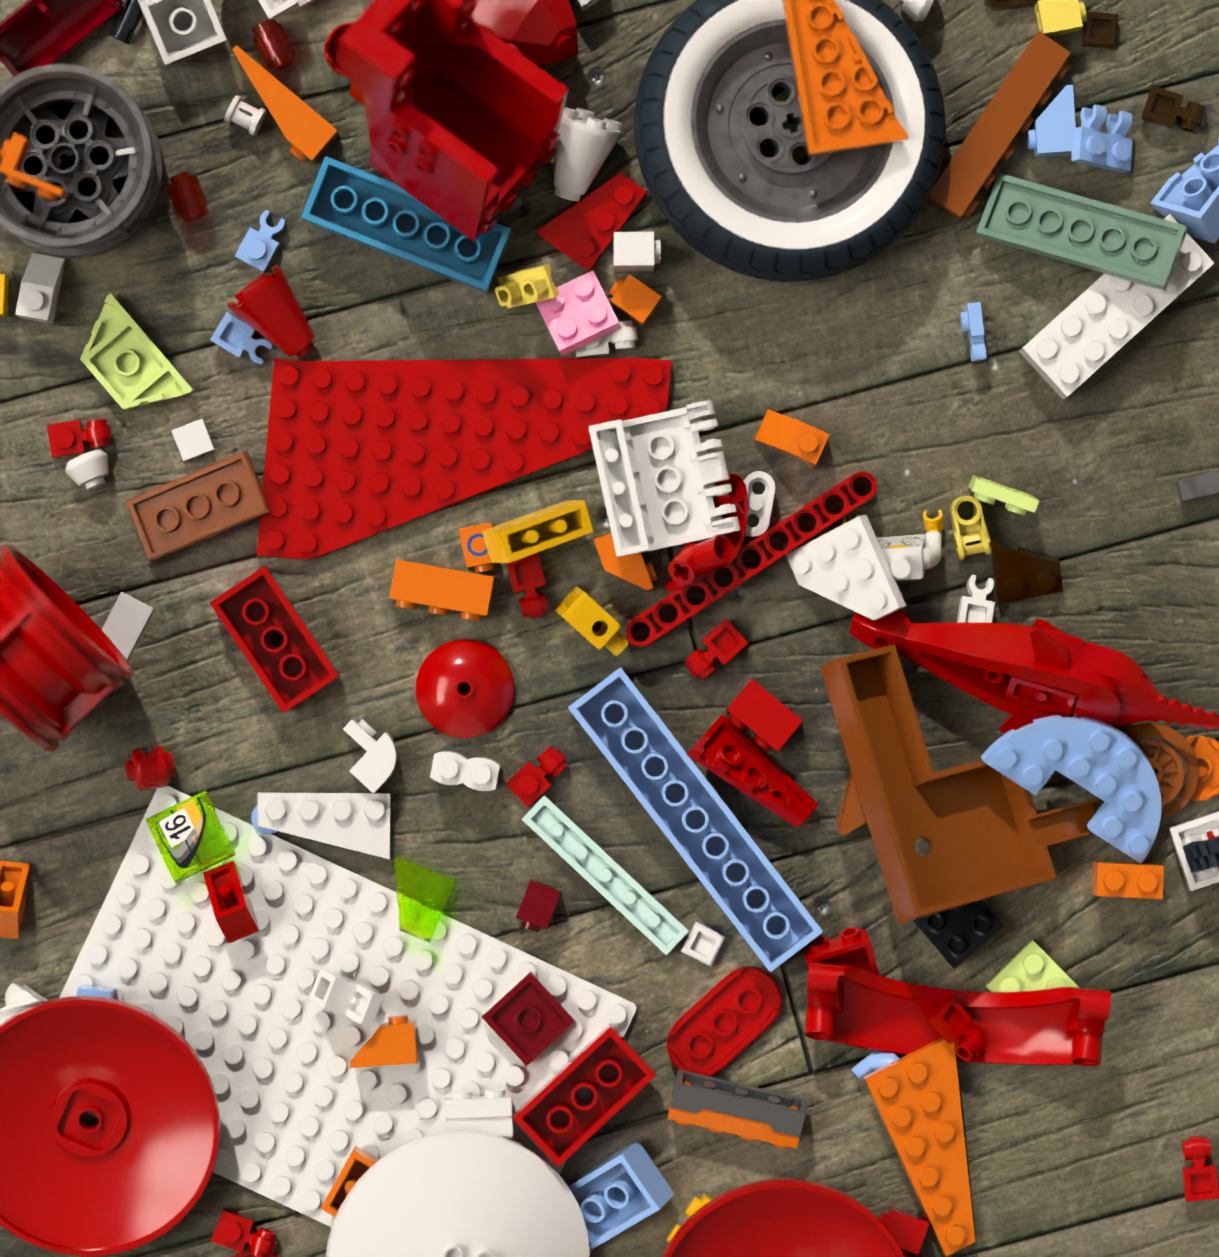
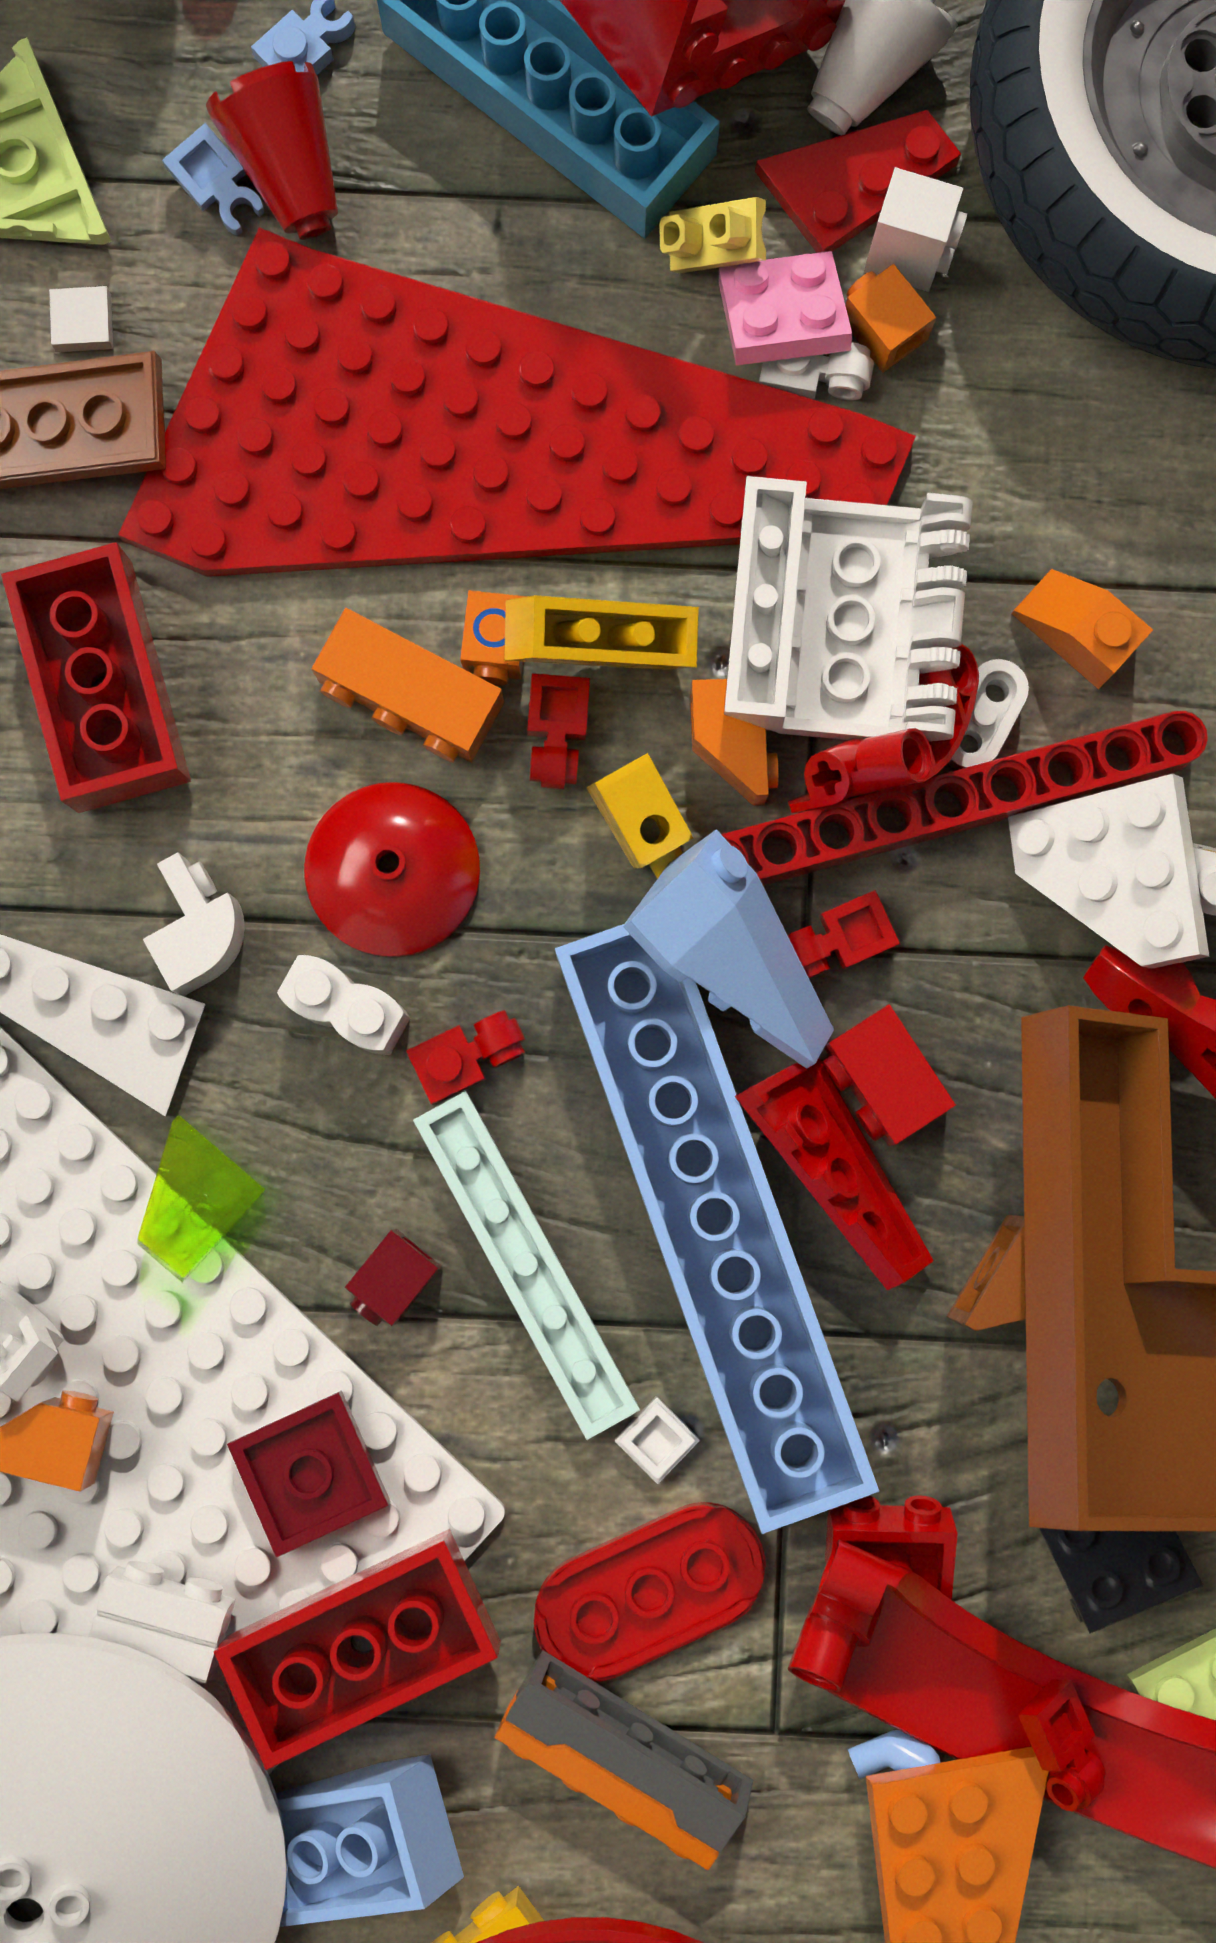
camera: 20 degrees right, 5 degrees down
(653, 672) = (720, 929): none -> light blue wedge

